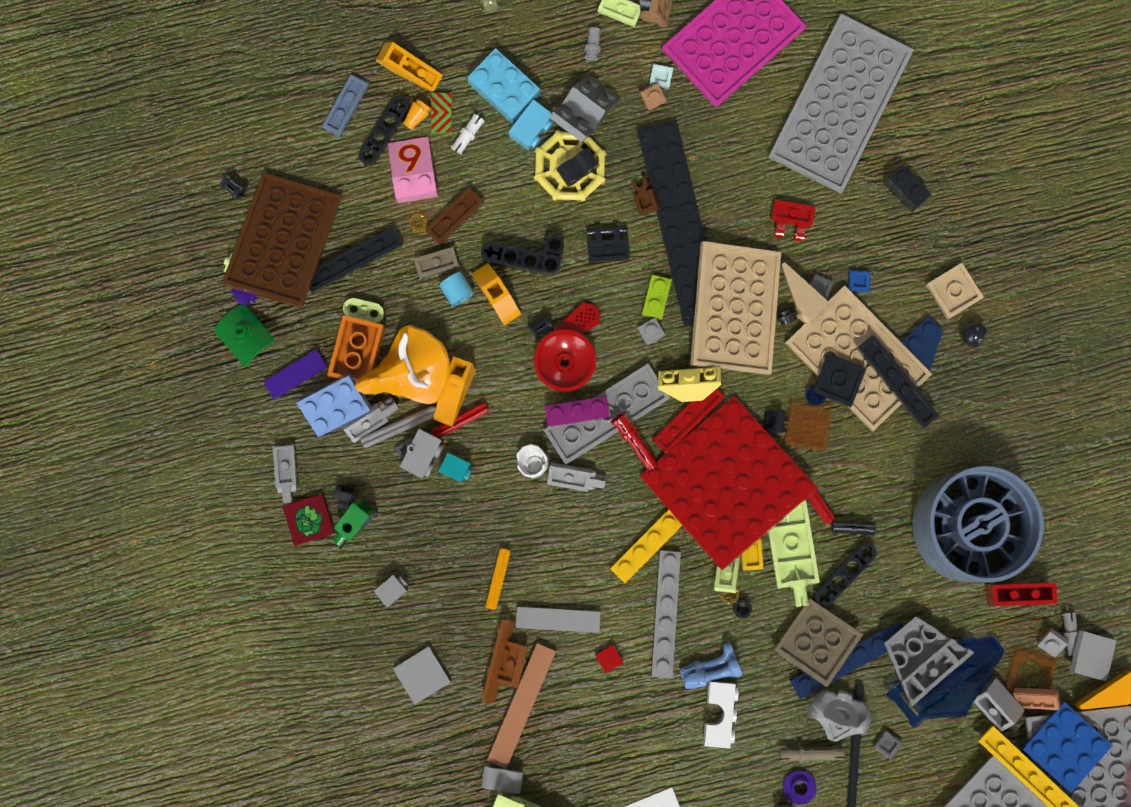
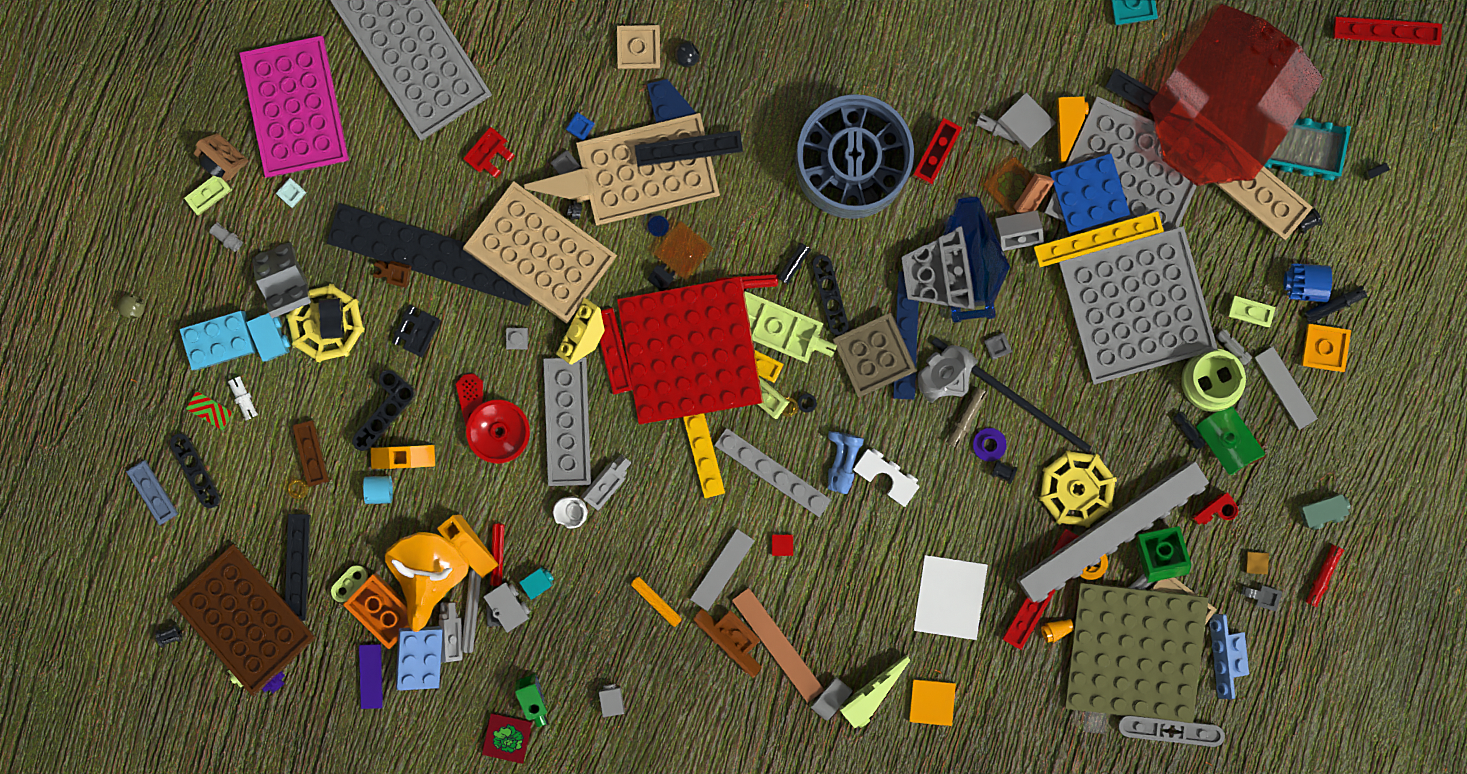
camera: 55 degrees left, 5 degrees up
(243, 334) = (308, 702): green shield -> none
(285, 471) = (452, 734): light grey hinge -> none
(345, 495) = (504, 693): black tile -> none
(408, 66) = (150, 415): light orange slope -> none
(412, 170) = (246, 466): bright pink slope -> none
(417, 112) = (197, 432): light orange cone -> none
(421, 675) = (701, 716): light grey tile -> none
(436, 263) = (343, 493): dark tan plate -> none
(537, 332) = (451, 434): black bush -> none
(577, 411) = (549, 447): magenta plate -> none
(629, 433) = (595, 412): red pin -> none
(652, 96) = (305, 212): medium nougat plate -> none
(656, 297) = (489, 315): lime plate -> none
(839, 380) = (657, 199): black tile -> none
(907, 188) = (522, 34): black brick -> none
(1053, 642) = (995, 149): light grey plate -> none

